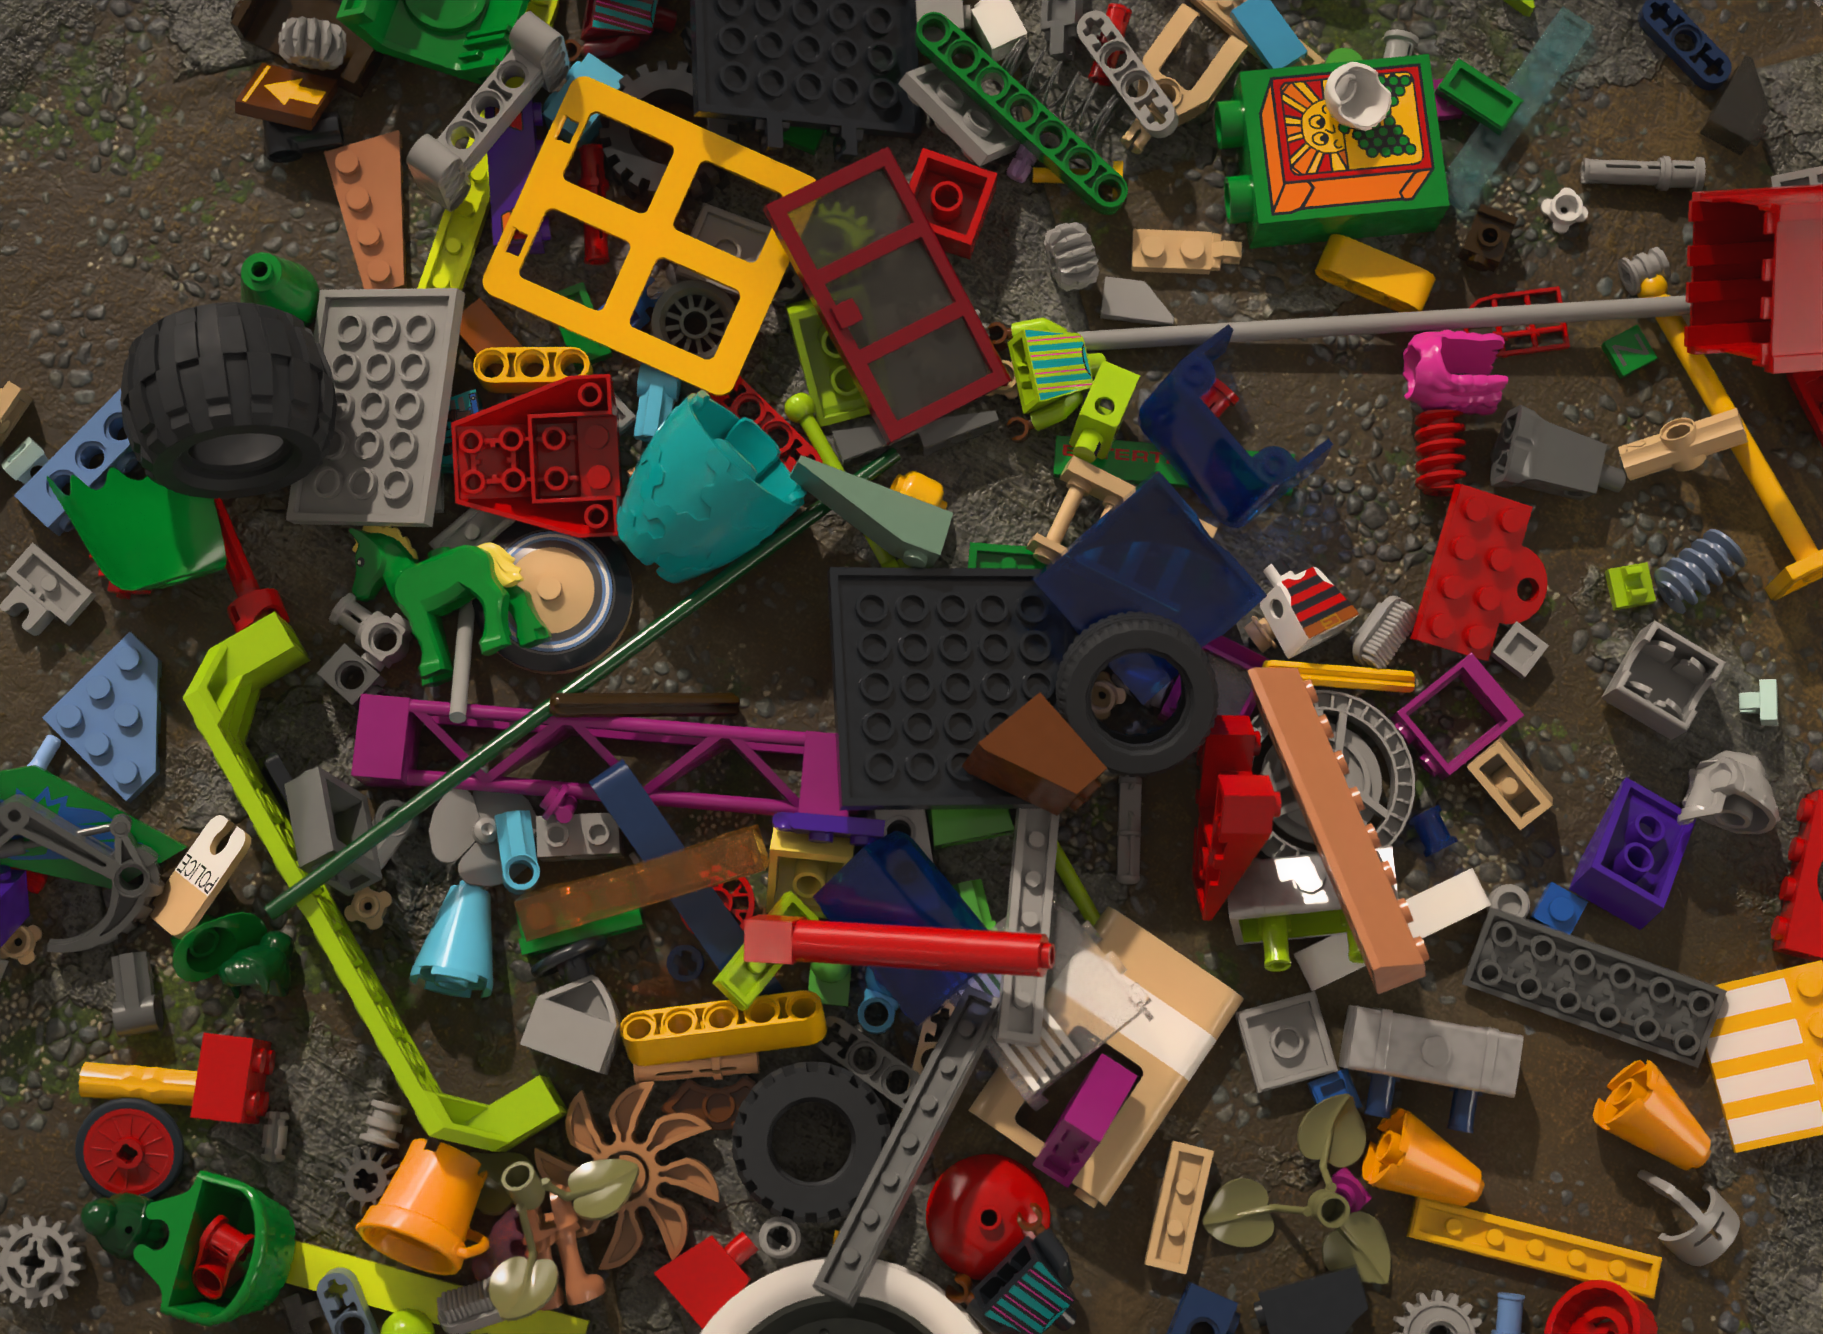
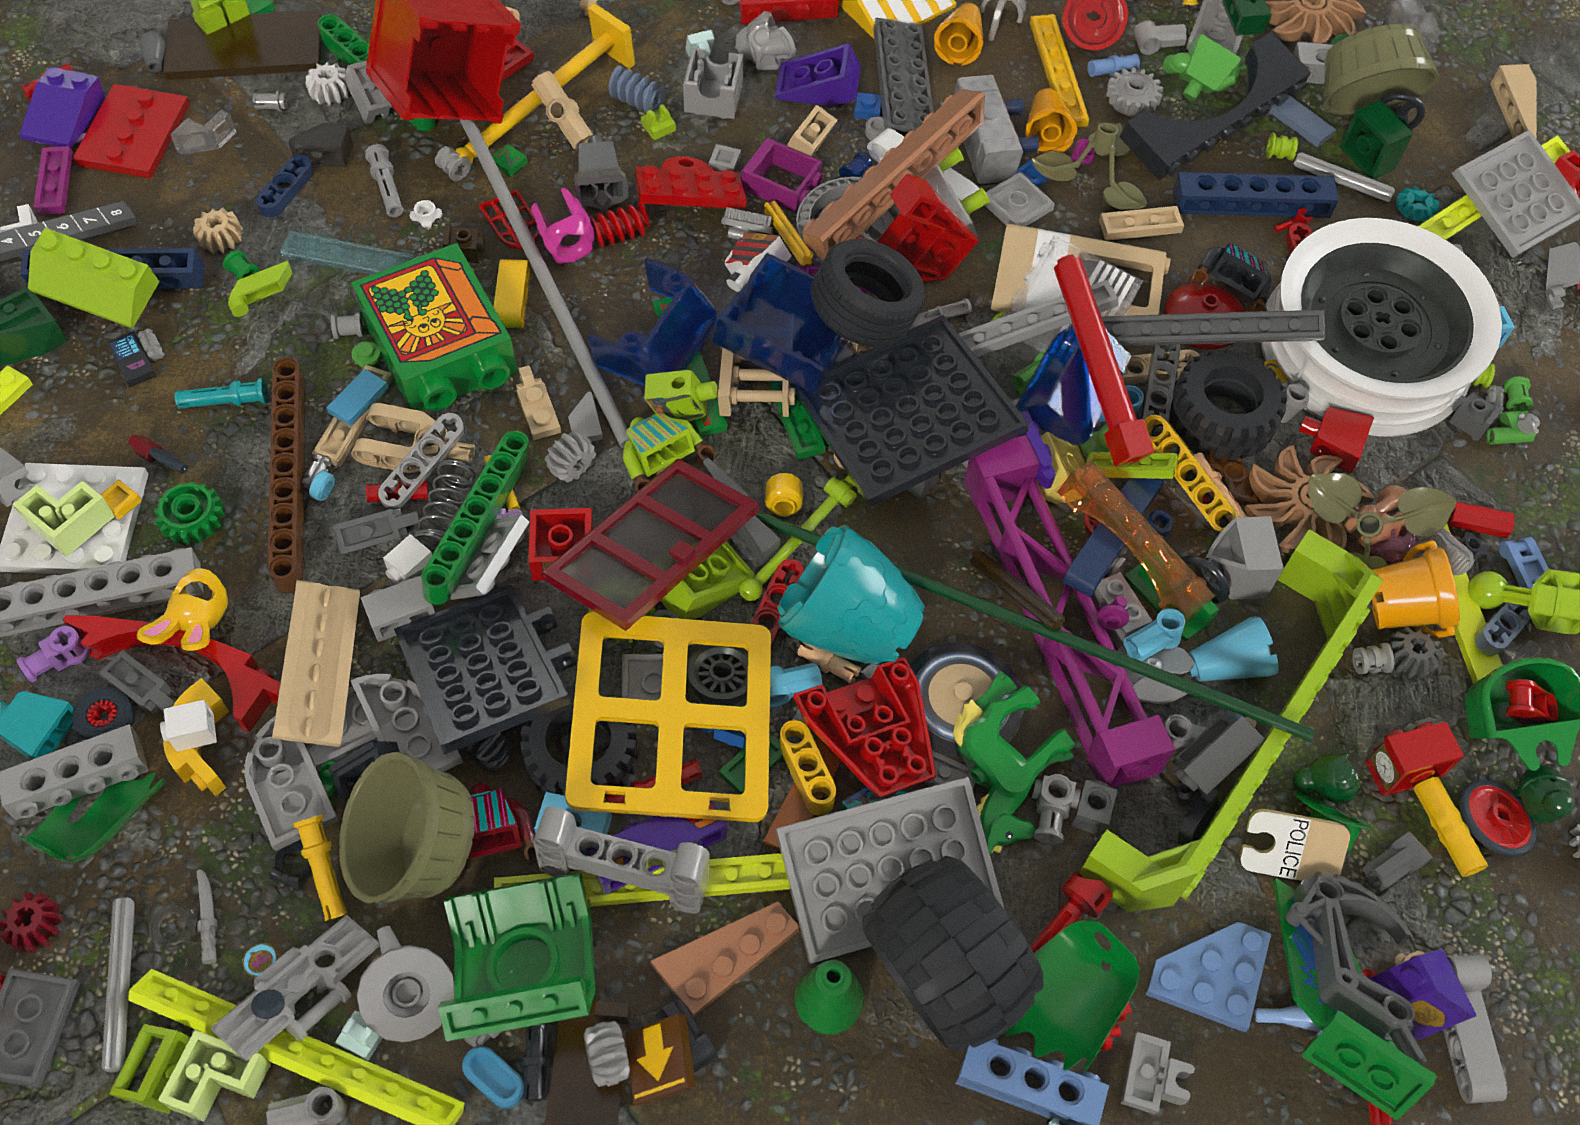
camera: 115 degrees left, 20 degrees down
(462, 664) = (1056, 715): light grey bar -> none
(889, 518) = (815, 485): sand green wedge -> none
(1038, 759) = (934, 330): reddish brown slope -> none
(1085, 1120) = (1133, 243): magenta window -> none
(1356, 96) = (401, 302): white hair -> none
(1479, 96) = (365, 263): green tile -> none

